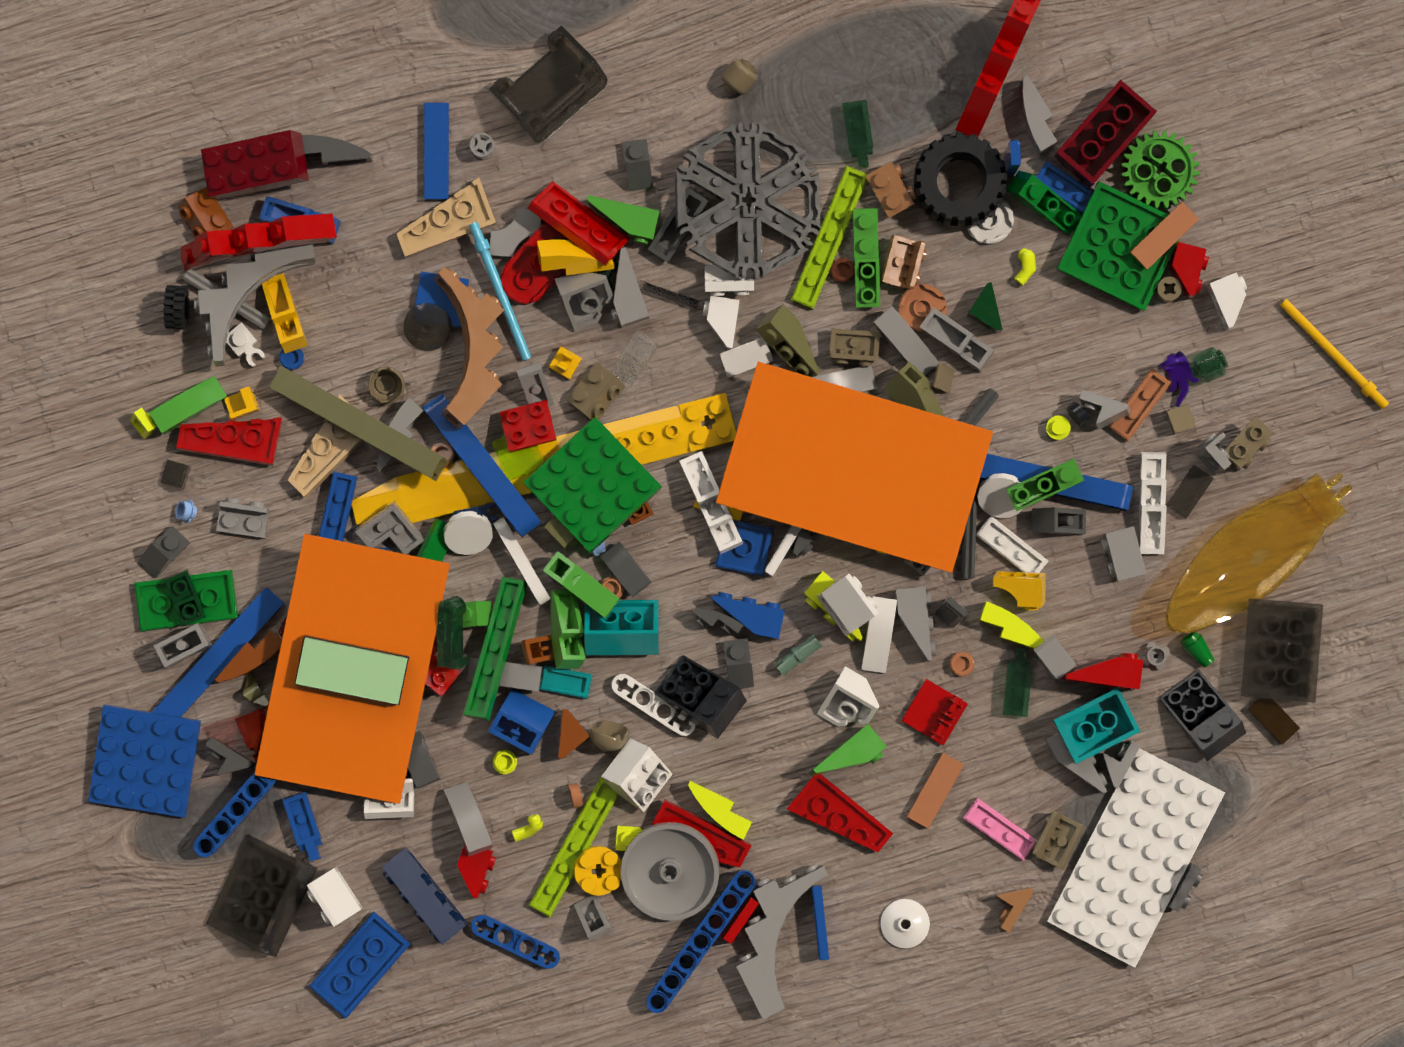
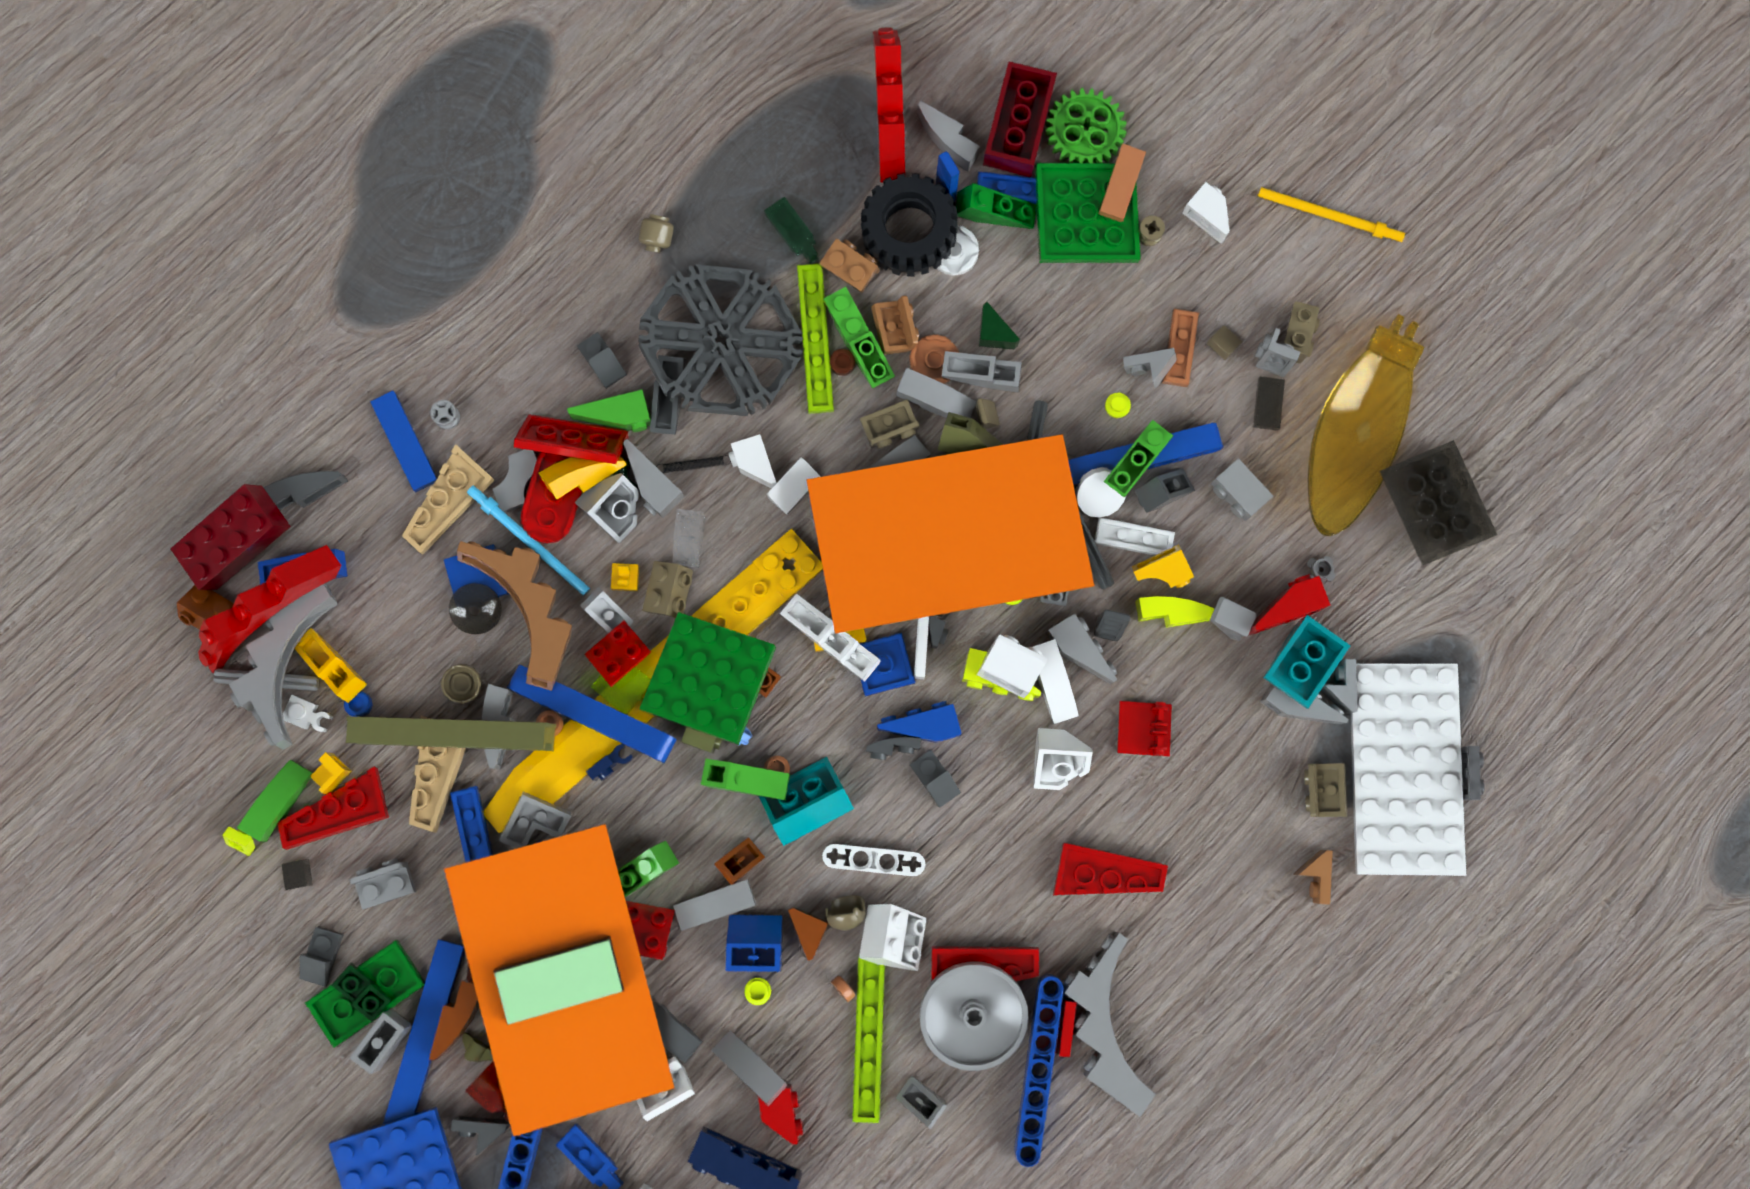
camera: 30 degrees left, 5 degrees down
(176, 307) = (218, 711): black tyre -> none
(186, 511) = (323, 905): light blue plate -> none
(434, 543) = (584, 808): green tile -> none
(451, 634) = (641, 893): clear green leg -> none
(468, 533) = (610, 785): white tile -> none
(495, 649) = (693, 886): green plate -> none
(514, 945) = (857, 1159): blue beam -> none
(521, 561) = (676, 786): white beam -> none
(535, 824) = (815, 1046): neon yellow arm -> none
(552, 87) = (486, 328): clear smoke windscreen -> none
(566, 630) = (753, 831): bright green slope -> none
(566, 681) = (778, 881): teal tile -> none
(589, 881) = (887, 1050): yellow plate -> none
(625, 835) = (911, 1003): neon yellow plate -> none
(626, 569) = (781, 743): dark grey slope -> none
(701, 696) = (916, 827): black slope -> none
(719, 281) = (731, 426): white bracket -> none
(719, 809) = (990, 929): neon yellow slope -> none
(788, 340) = (824, 448): olive slope -> none
(798, 655) = (987, 740): sand green pin -> none
(820, 925) = (1144, 990): blue tile -> none
(855, 752) = (1092, 802): bright green slope -> none
(895, 914) = (1210, 944): white dish -> none
(935, 790) = (1184, 803): nougat tile -> none
(961, 663) = (1145, 670): nougat tile -> none
(1000, 829) = (1265, 808): bright pink tile -> none
(1017, 685) = (1208, 662): clear green hinge -> none
(1028, 262) = (1012, 273): neon yellow arm -> none
(1077, 413) = (1129, 383): black tile -> none
(1152, 503) = (1240, 429): white slope -> none
(1179, 373) = (1201, 298): dark purple piece -> none
(1186, 267) = (1156, 198): red slope -> none
(1197, 648) = (1355, 542): green cone -> none
(1203, 715) = (1396, 602): black slope -> none
(1209, 364) = (1225, 278): clear green head -> none
(1274, 719) = (1461, 573): dark brown tile -> none

